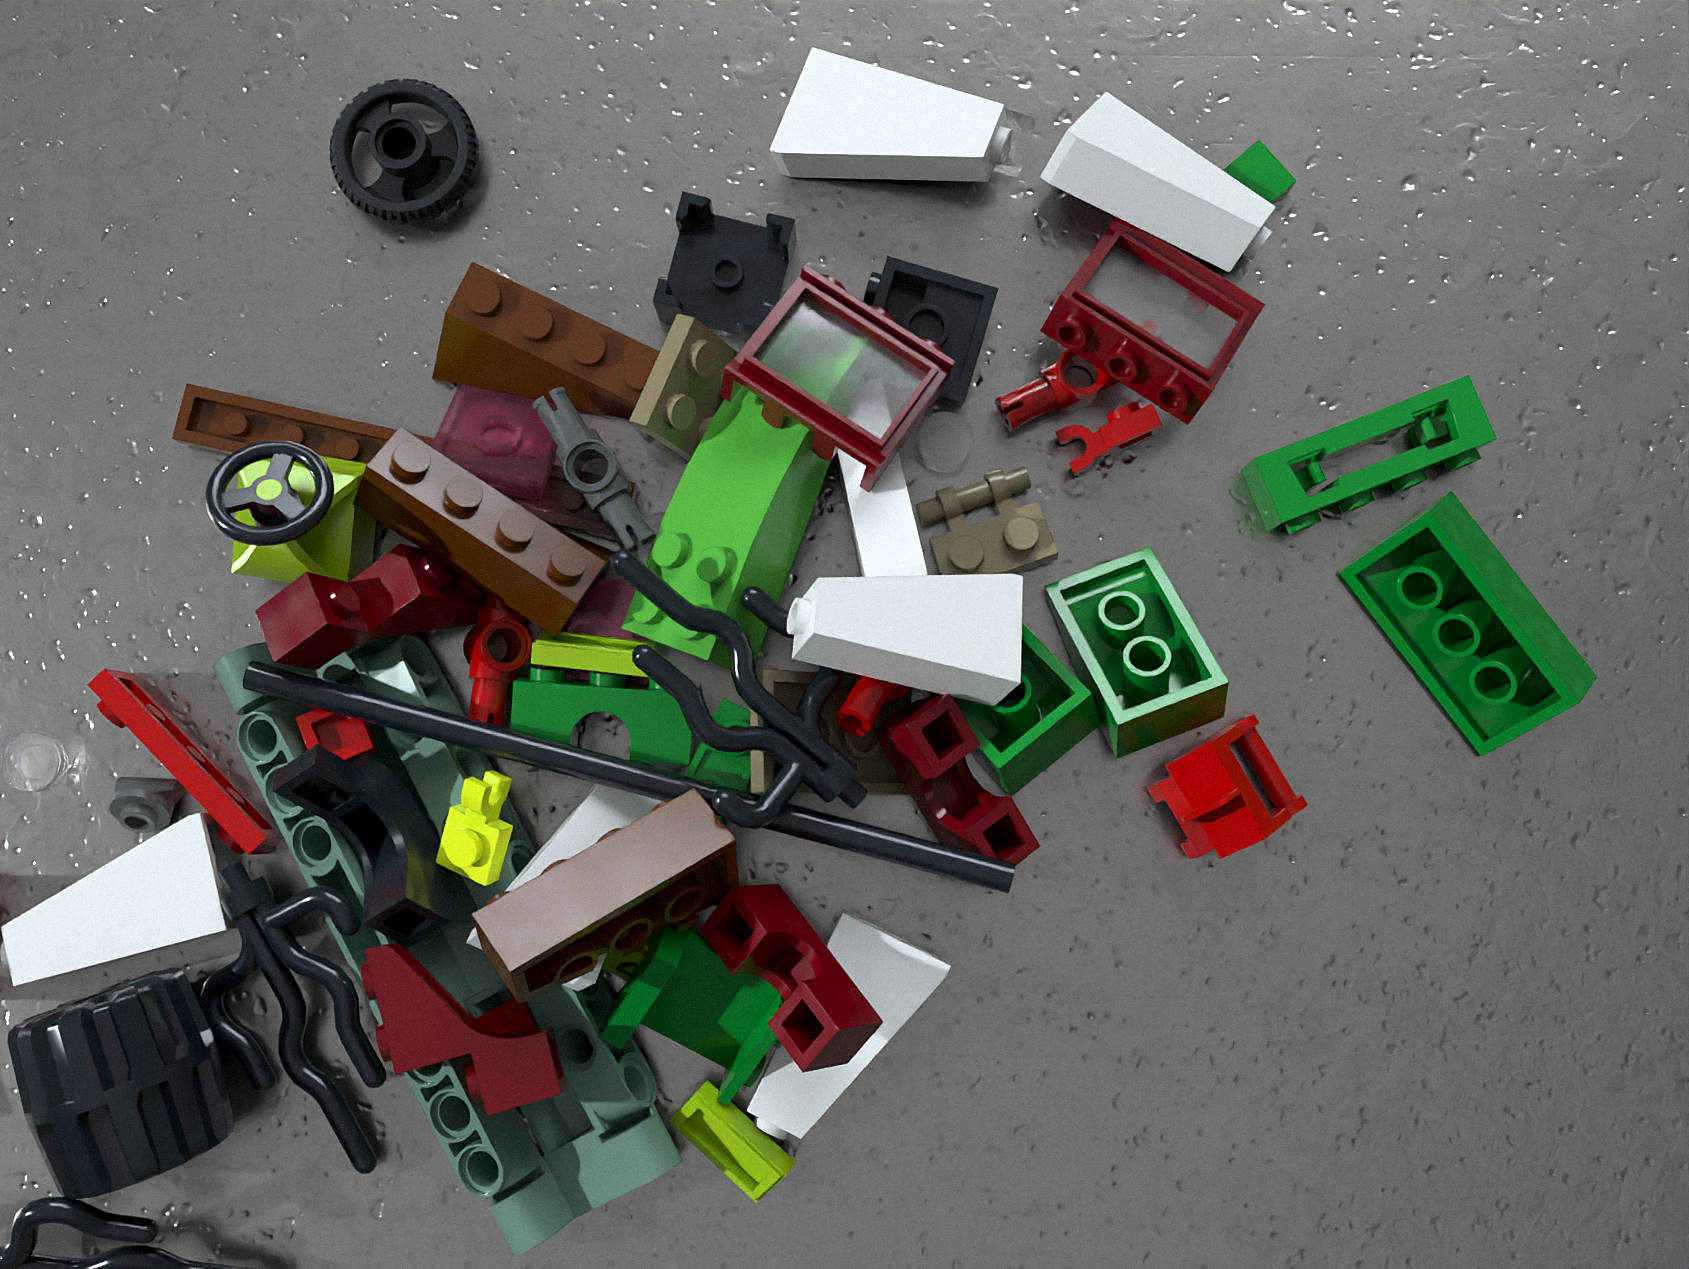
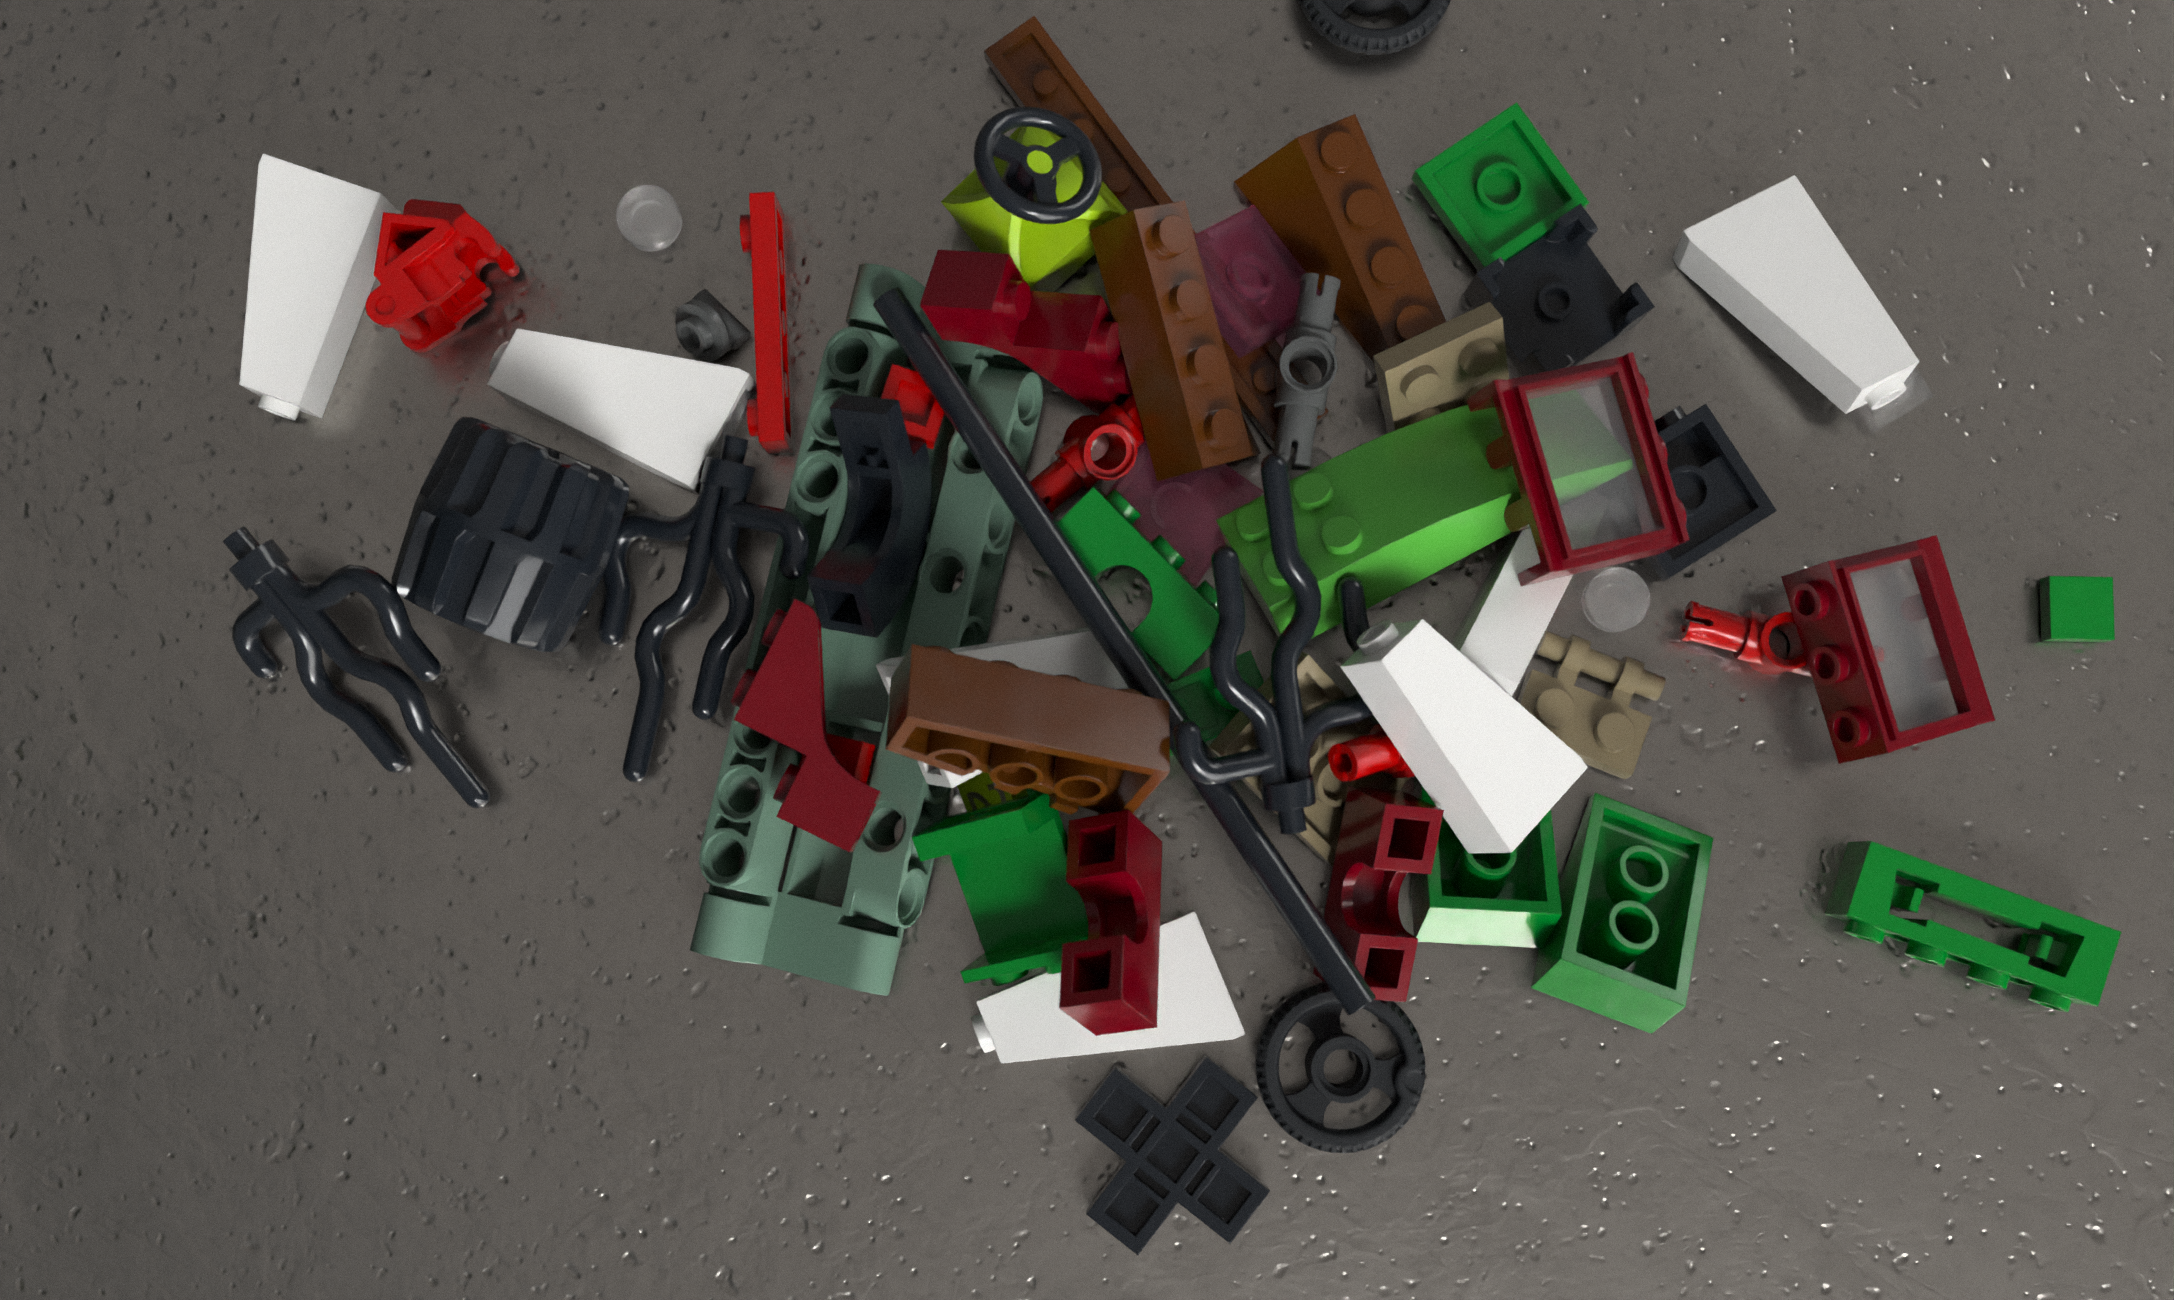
camera: 45 degrees right, 0 degrees up
(473, 834) = (954, 582): neon yellow plate -> none
(588, 652) = (1172, 519): lime tile -> none
(618, 227) = (1498, 188): none -> green plate
(732, 1142) = (940, 1017): lime tile -> none
(974, 1092) = (1172, 1155): none -> black plate
(1037, 982) = (1303, 1111): none -> black wheel
(1126, 427) = (1779, 721): red plate -> none
(1158, 184) = (1991, 541): white slope -> none
(1216, 798) = (1588, 1093): red piece -> none
(1469, 626) = (1931, 1143): green slope -> none

